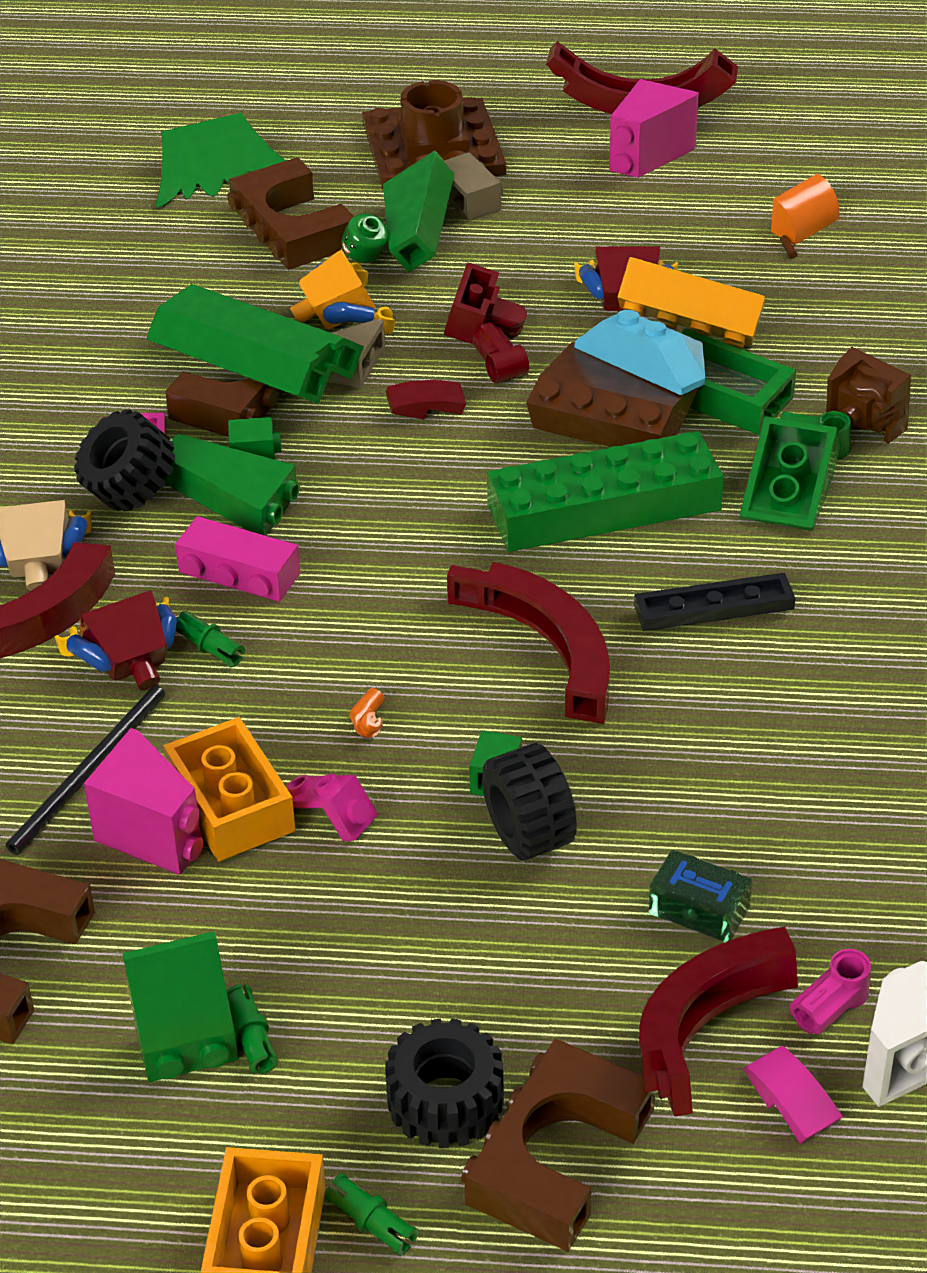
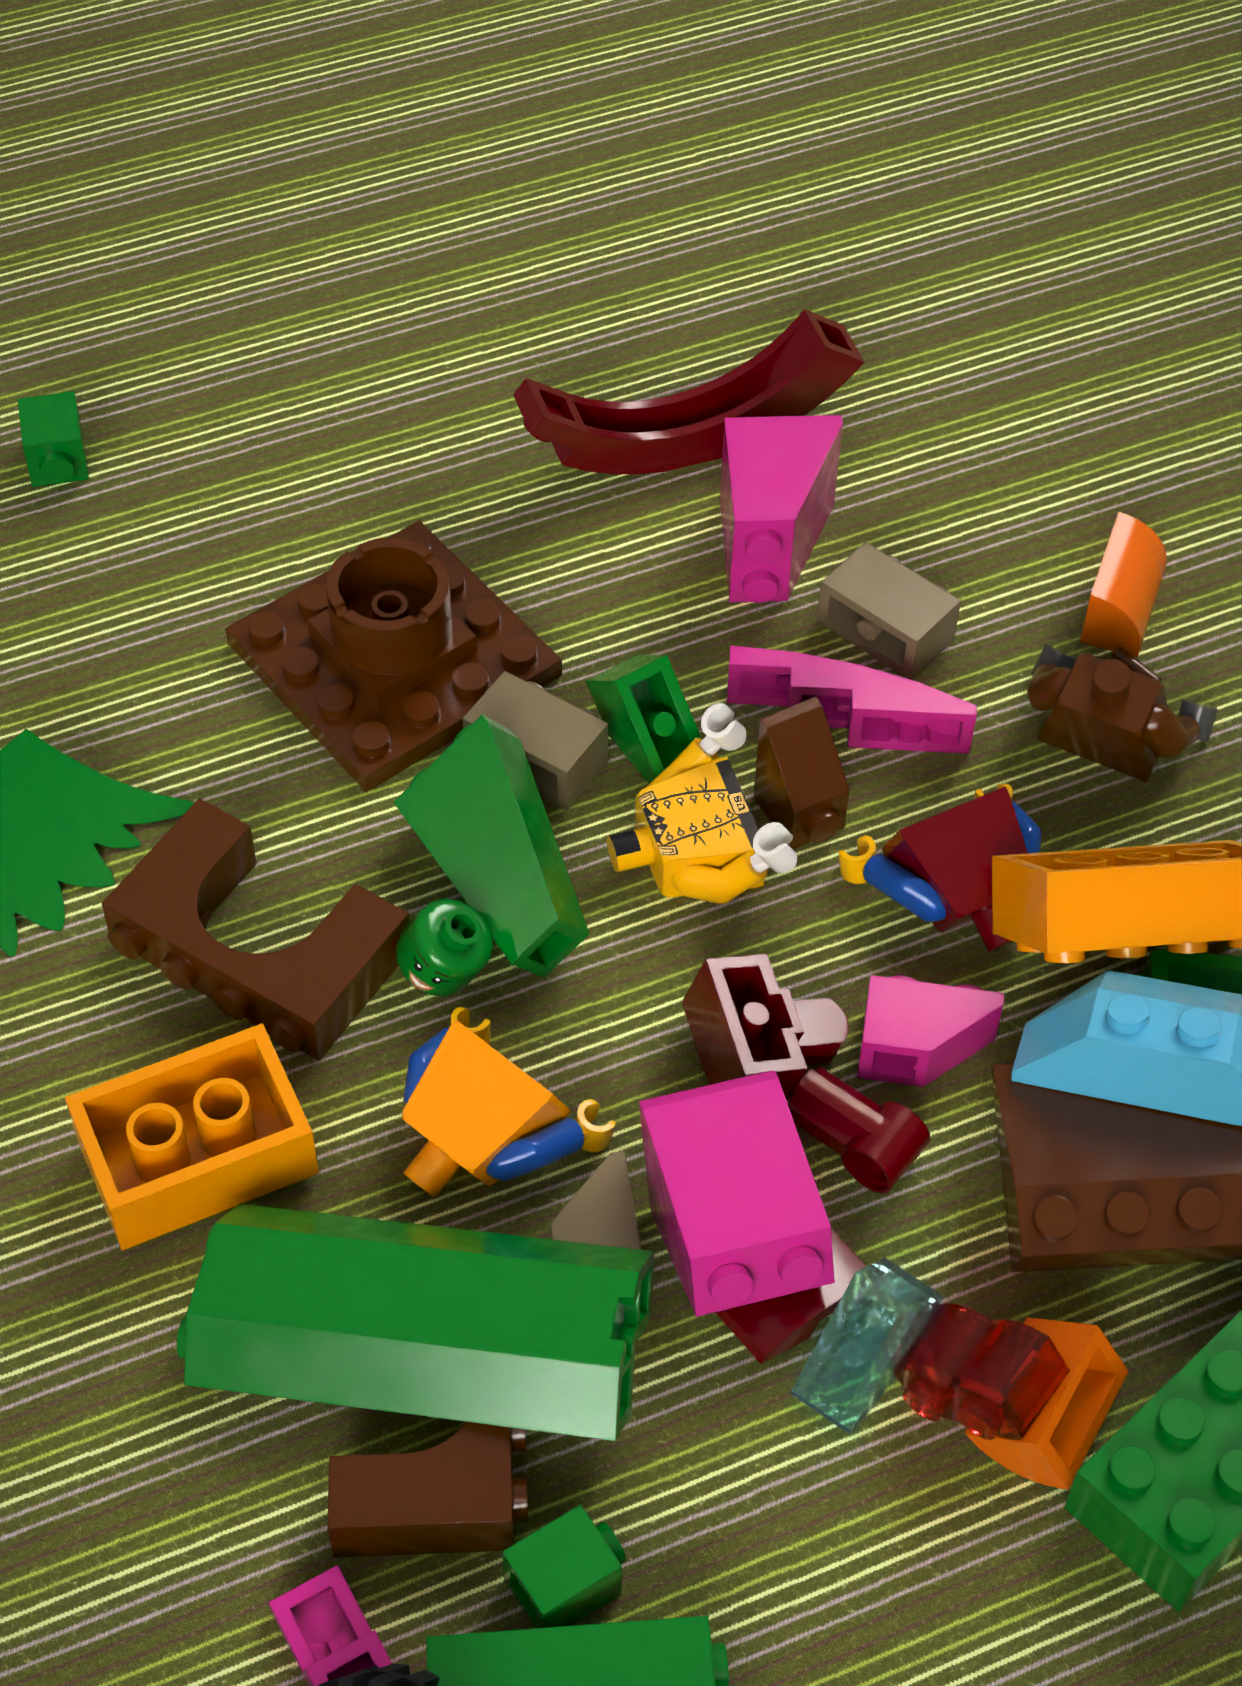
camera: 30 degrees left, 10 degrees up
(210, 258) = (193, 1136): none -> light orange brick
(337, 25) = (53, 439): none -> green brick
(416, 341) = (735, 1193): none -> dark pink slope
(442, 417) = (864, 1342): none -> clear light blue slope
(477, 435) = (980, 1372): none -> clear red brick
(511, 453) = (1073, 1416): none -> orange brick
(516, 235) = (699, 826): none -> yellow torso
(527, 192) = (645, 712): none -> green slope
(552, 327) = (923, 1028): none -> dark pink slope
(575, 223) = (800, 773): none -> reddish brown slope
(634, 215) = (870, 703): none -> dark pink slope
(678, 187) = (888, 610): none -> dark tan brick
(748, 250) = (1112, 713): none -> reddish brown torso

